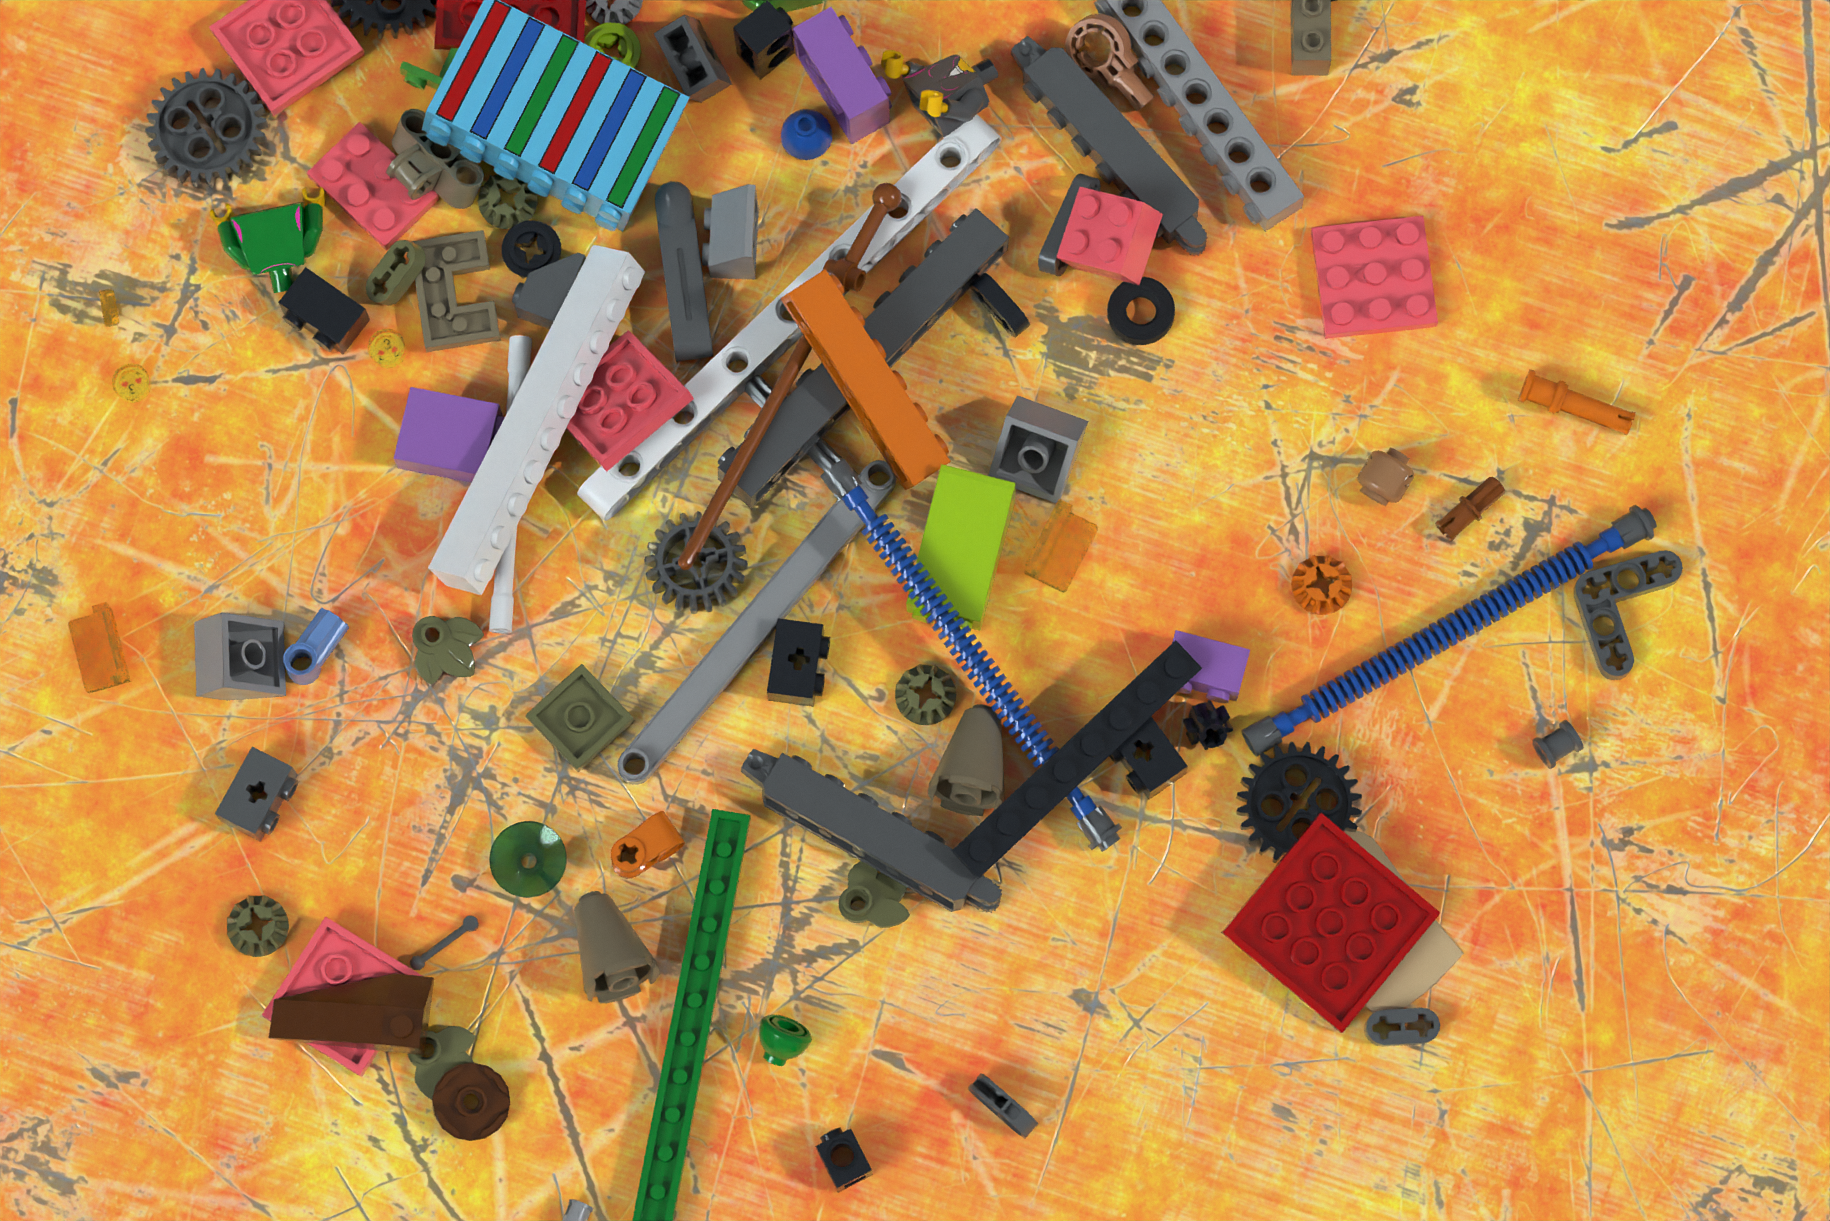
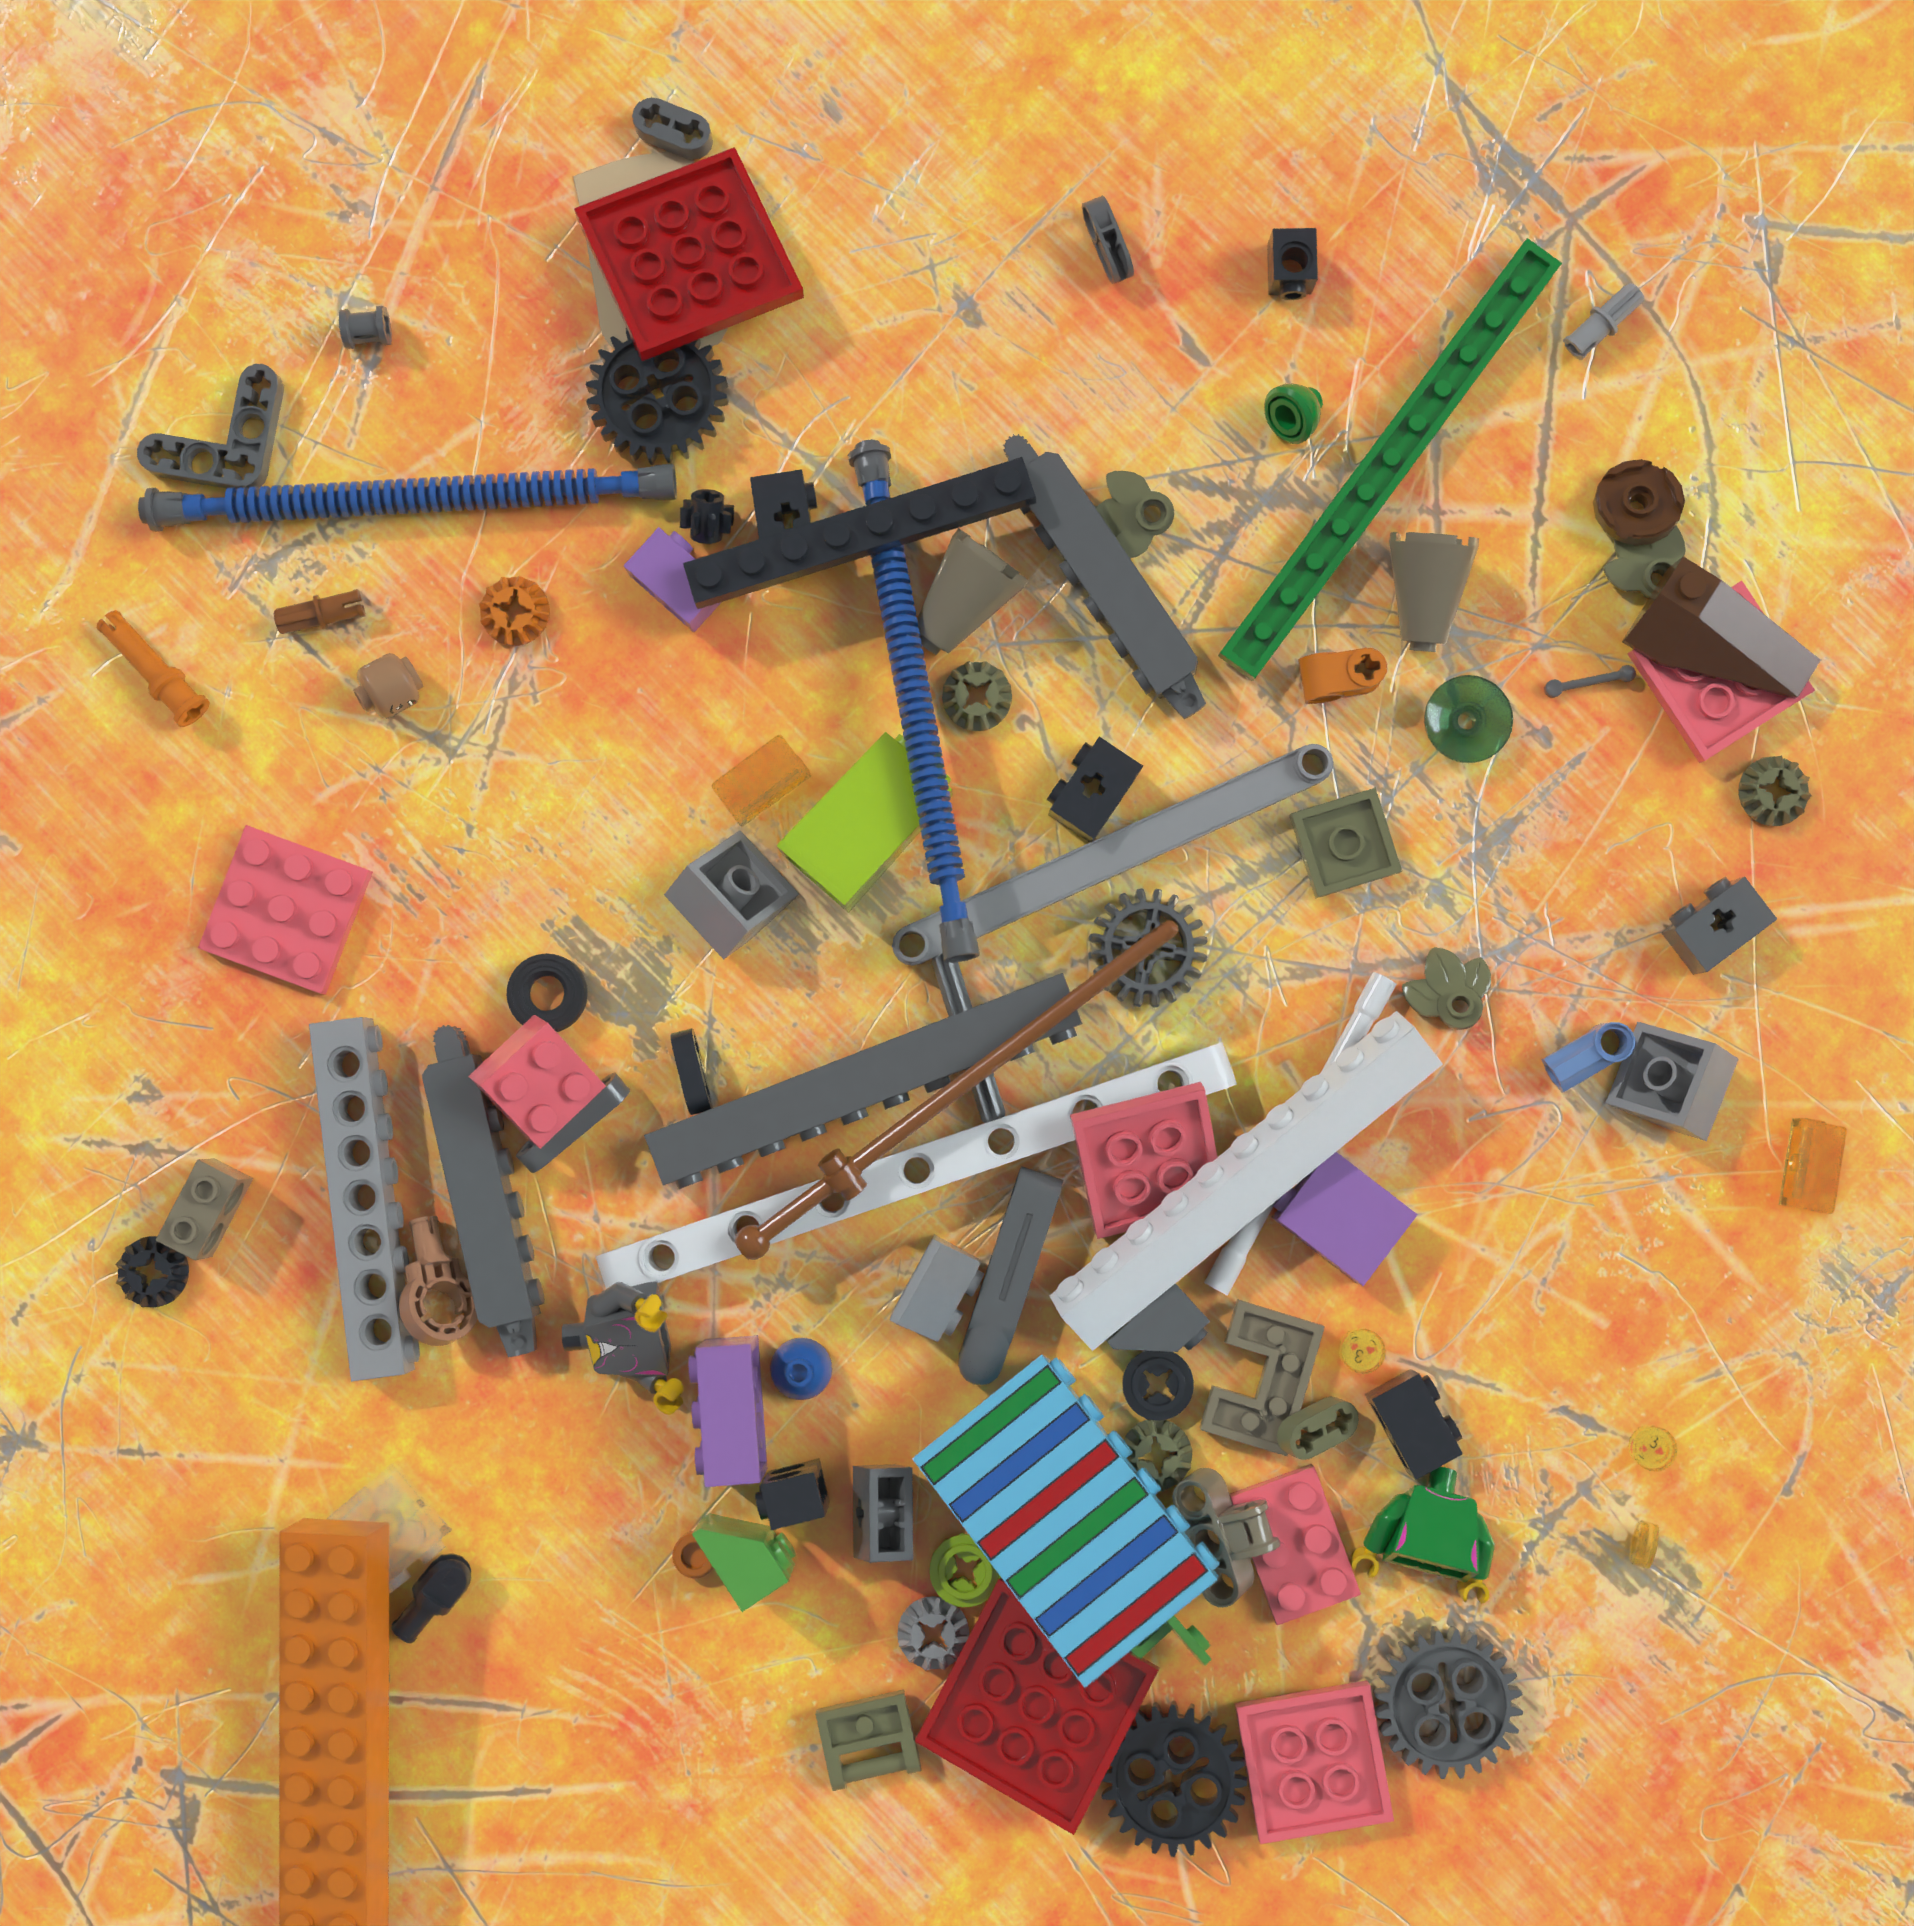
camera: 155 degrees left, 10 degrees up
(866, 379) = (877, 1042): orange brick -> none

